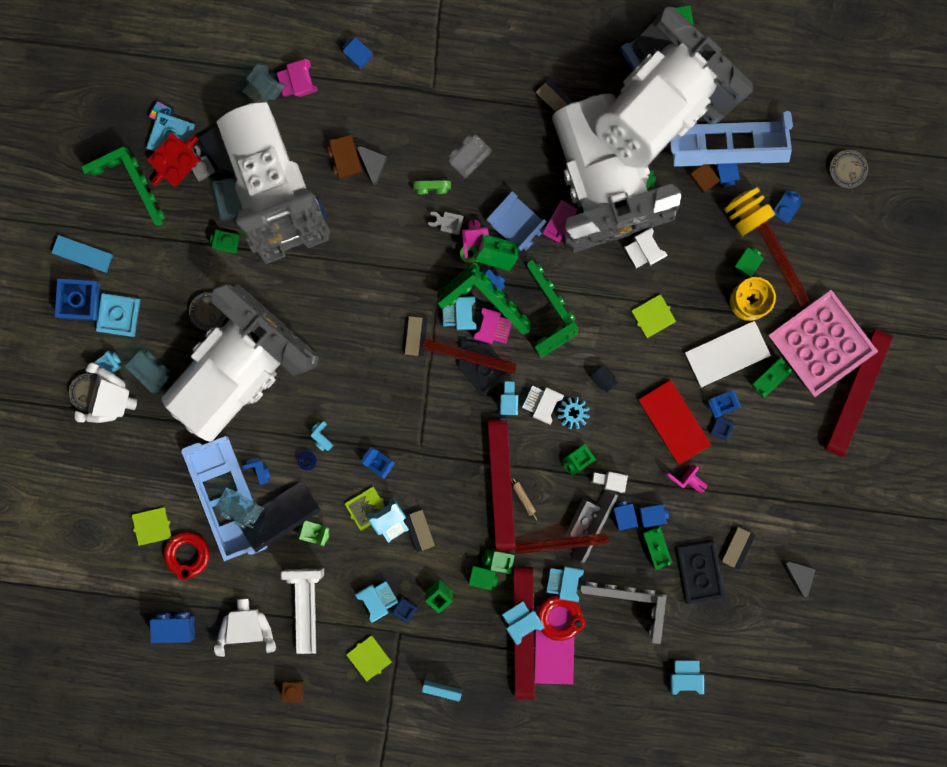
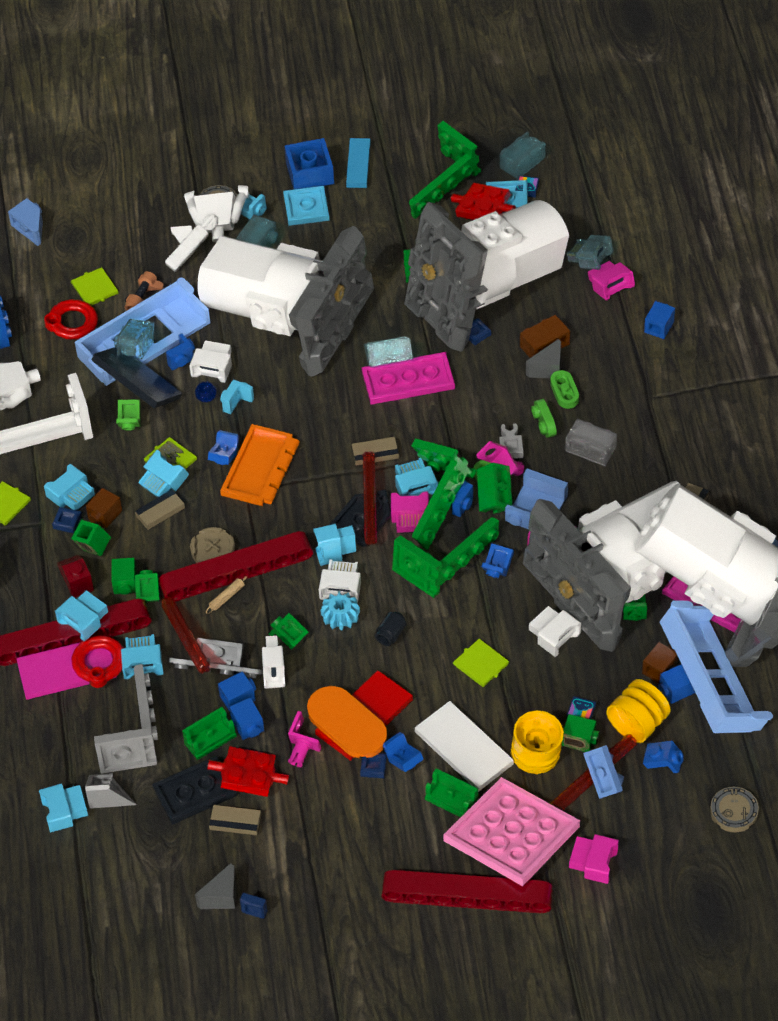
camera: 80 degrees right, 35 degrees down
(56, 567) = (28, 220): none -> medium blue slope
(126, 106) = (522, 155): none -> clear light blue hinge
(132, 431) = (189, 241): none -> white piece
(186, 495) = (147, 282): none -> nougat piece
(274, 445) = (212, 361): none -> white piece
(320, 294) = (388, 351): none -> clear light blue hinge
(346, 285) = (408, 378): none -> dark pink tile
(398, 437) = (260, 465): none -> orange hinge
(405, 157) = (567, 392): none -> bright green plate
(407, 578) = (103, 508): none -> reddish brown brick
(464, 617) = (76, 575): none -> dark red slope
(472, 497) = (211, 544): none -> dark tan tile
(566, 272) = (498, 561): none -> blue bracket
(681, 640) = (106, 792): none -> light grey slope
(682, 438) = (347, 722): none -> orange tile
(702, 527) = (248, 771): none -> red plate
(724, 253) = (581, 707): none -> tile
(793, 256) = (603, 772): none -> medium blue tile
(821, 555) = (253, 905): none -> dark blue tile
(859, 288) = (594, 857): none -> dark pink piece

